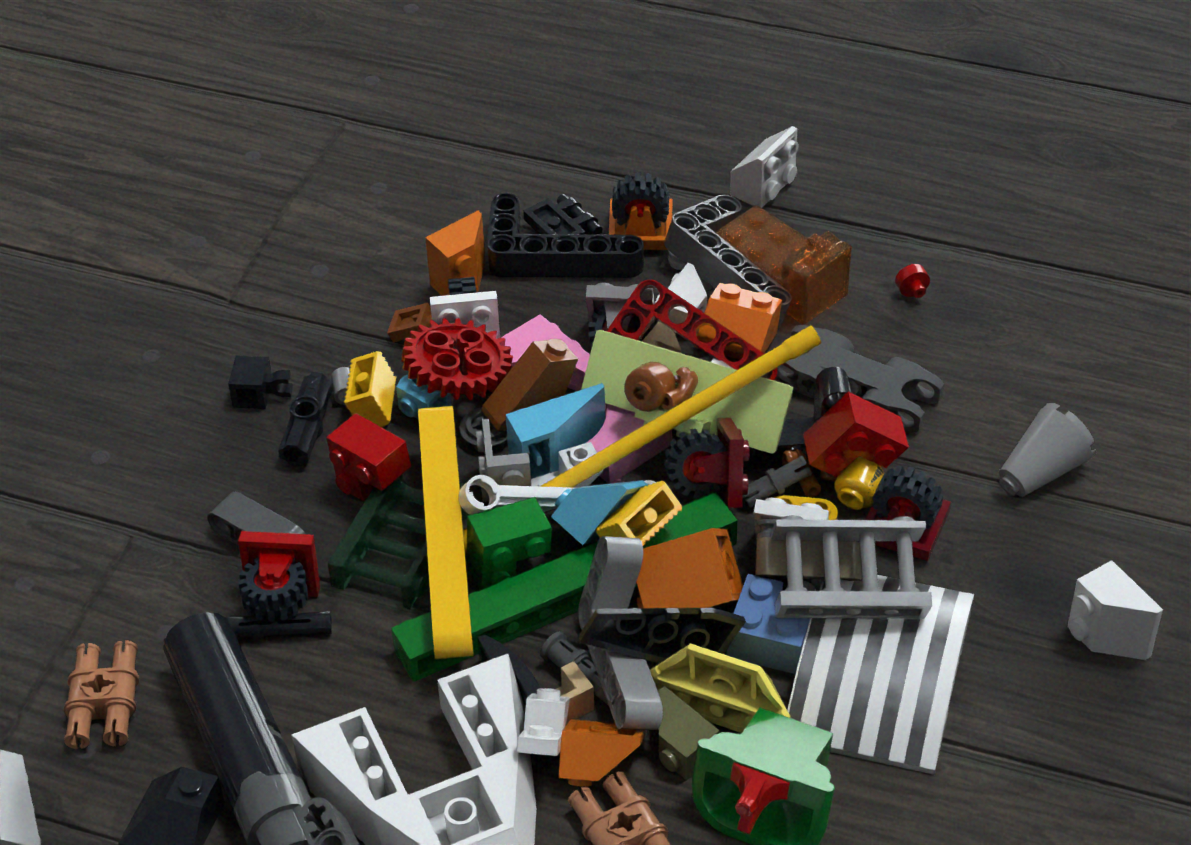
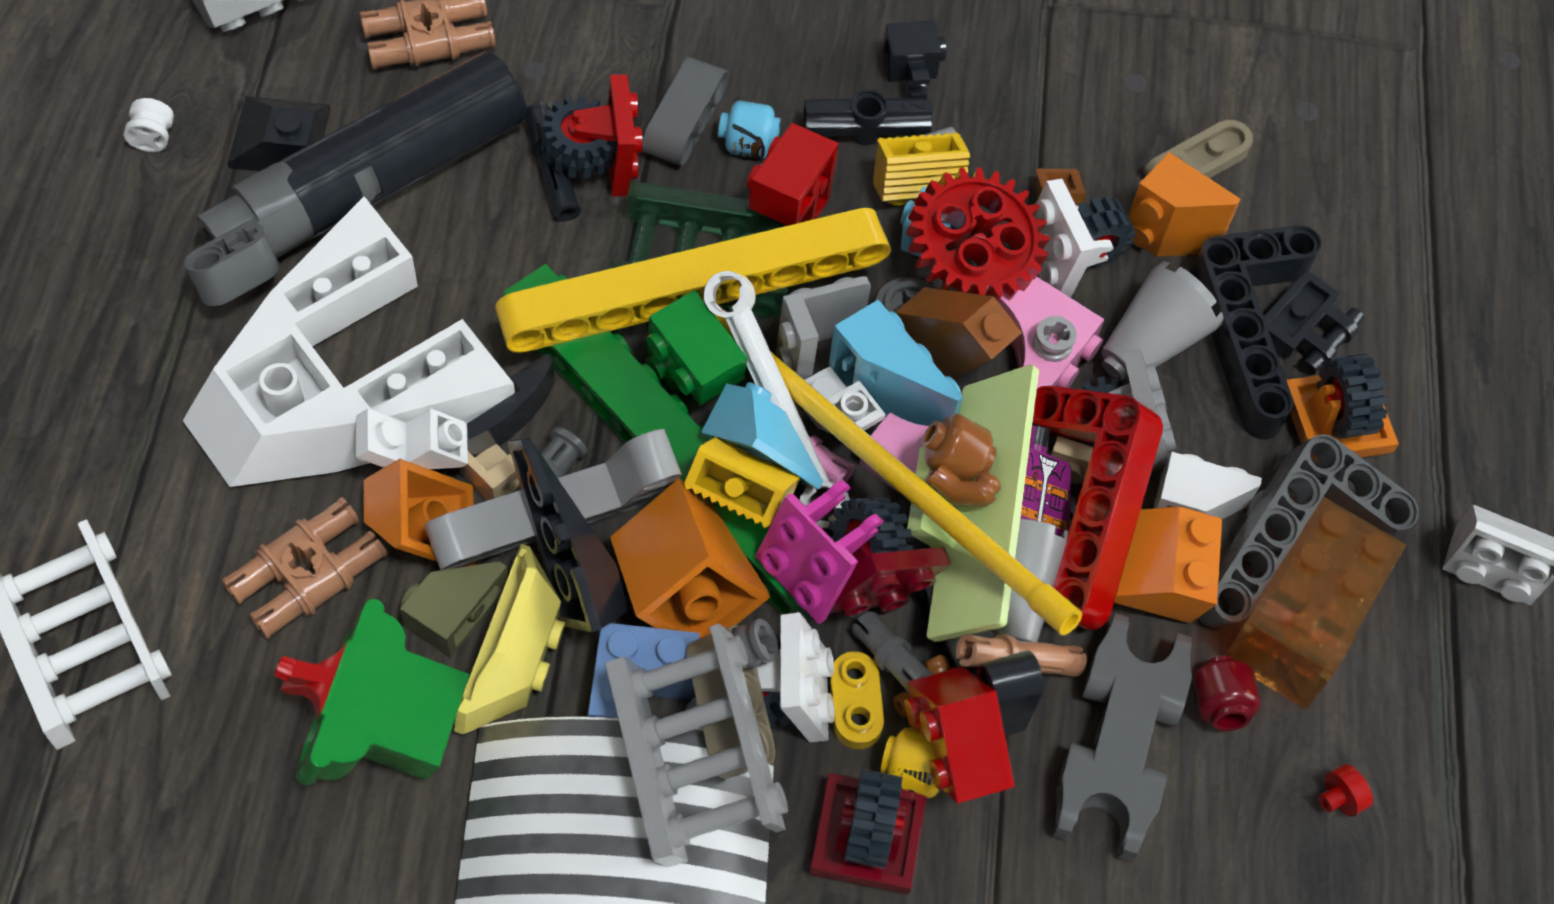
camera: 70 degrees right, 15 degrees up
(291, 491) = (749, 129): none -> medium azure head
(405, 244) = (1212, 148): none -> dark tan plate
(547, 287) = (1162, 320): none -> light grey cone
(553, 331) = (1044, 331): none -> light grey bush
(713, 487) = (806, 557): none -> dark pink plate
(798, 410) = (1051, 657): none -> nougat pin
(838, 316) = (1226, 693): none -> dark red head

